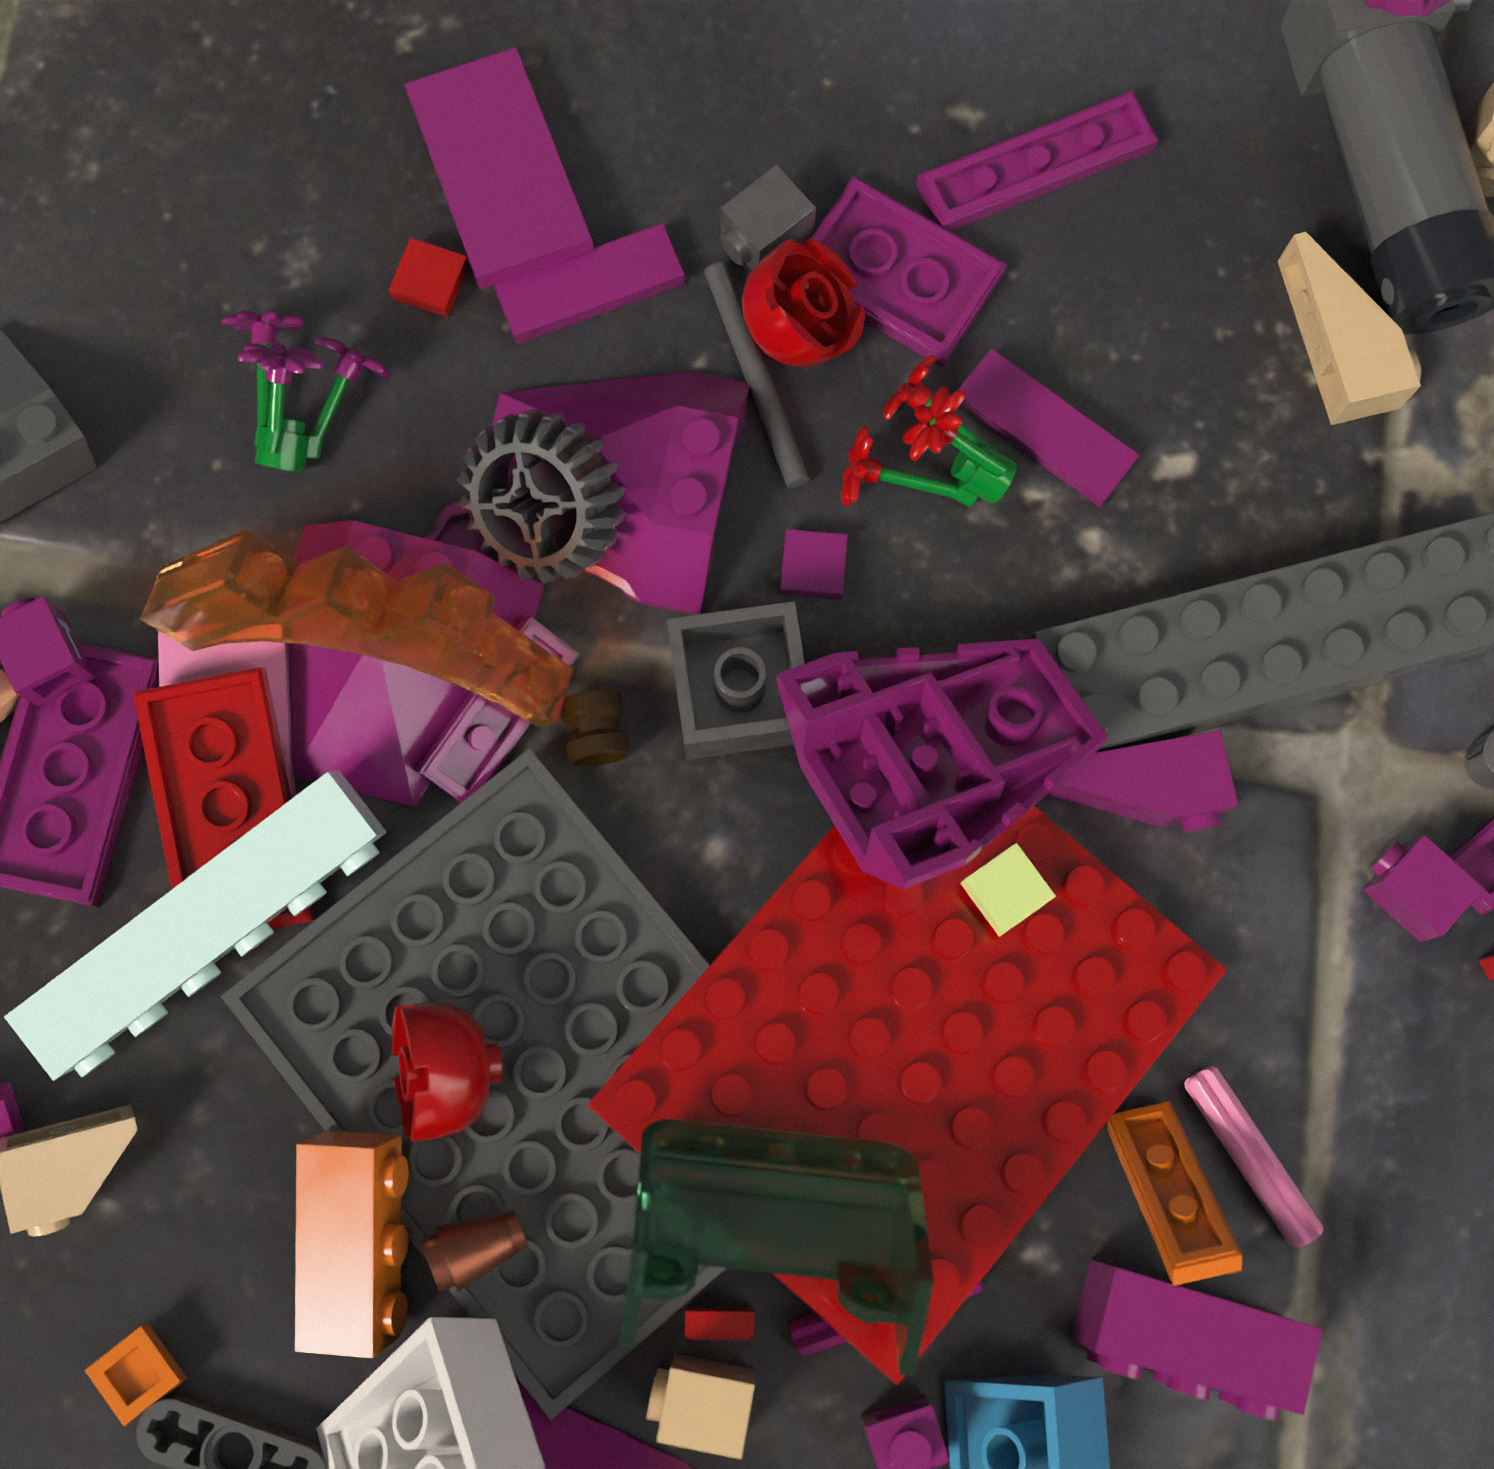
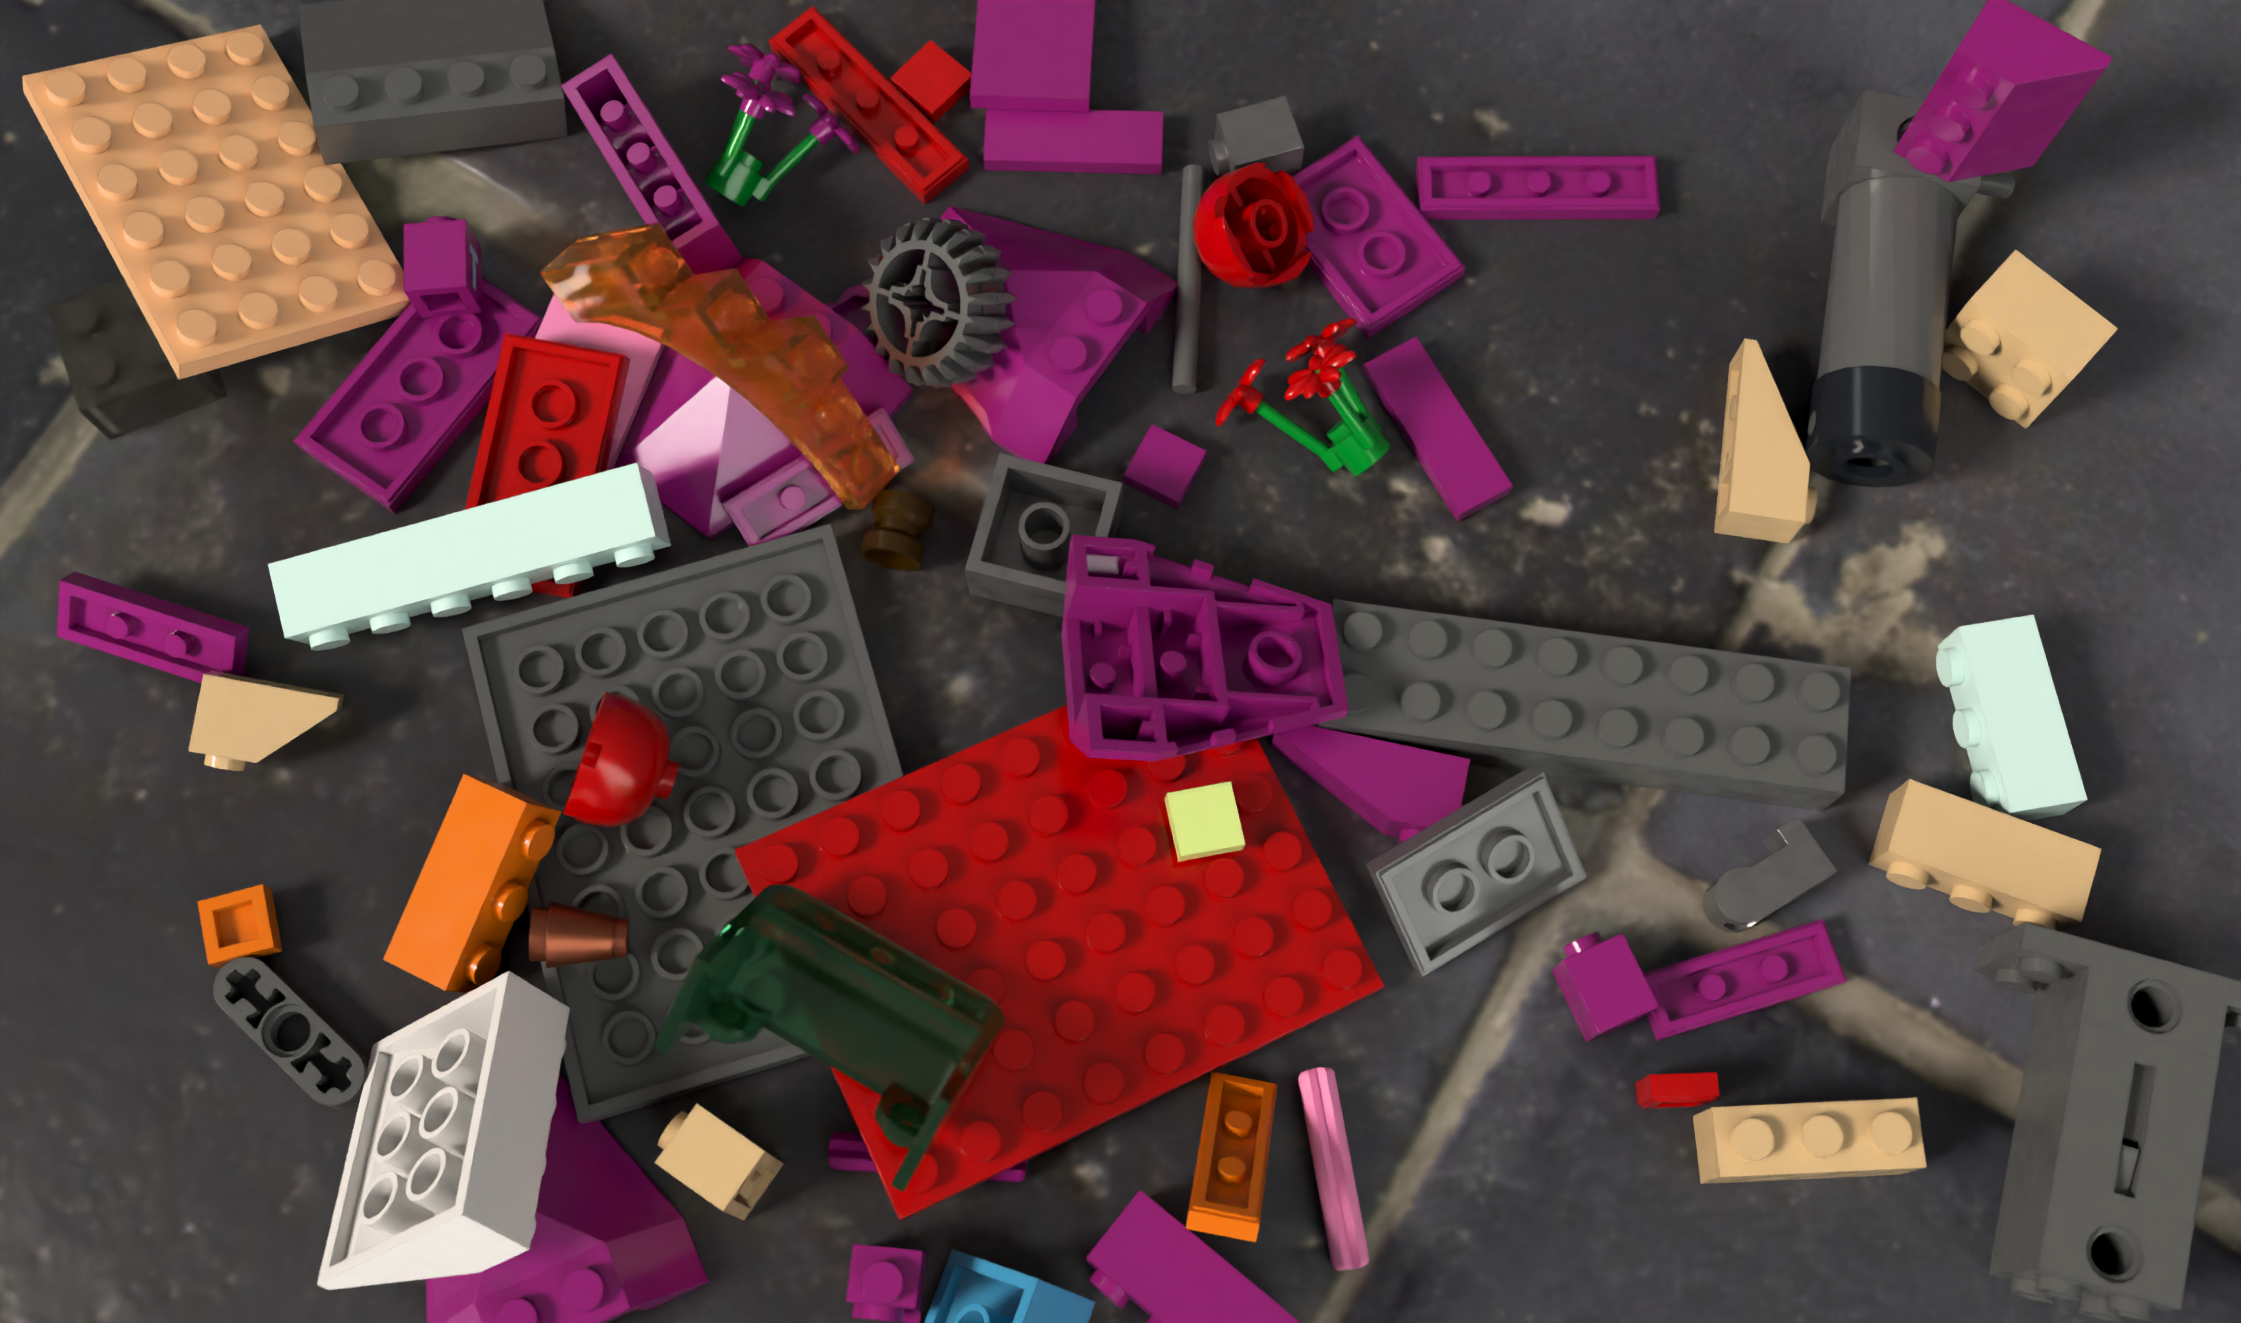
camera: 25 degrees right, 5 degrees down
(199, 471) = (649, 166): none -> magenta brick
(378, 323) = (869, 105): none -> red tile
(719, 1322) = (769, 1102): red tile -> none
(1267, 829) = (1477, 870): none -> dark grey tile

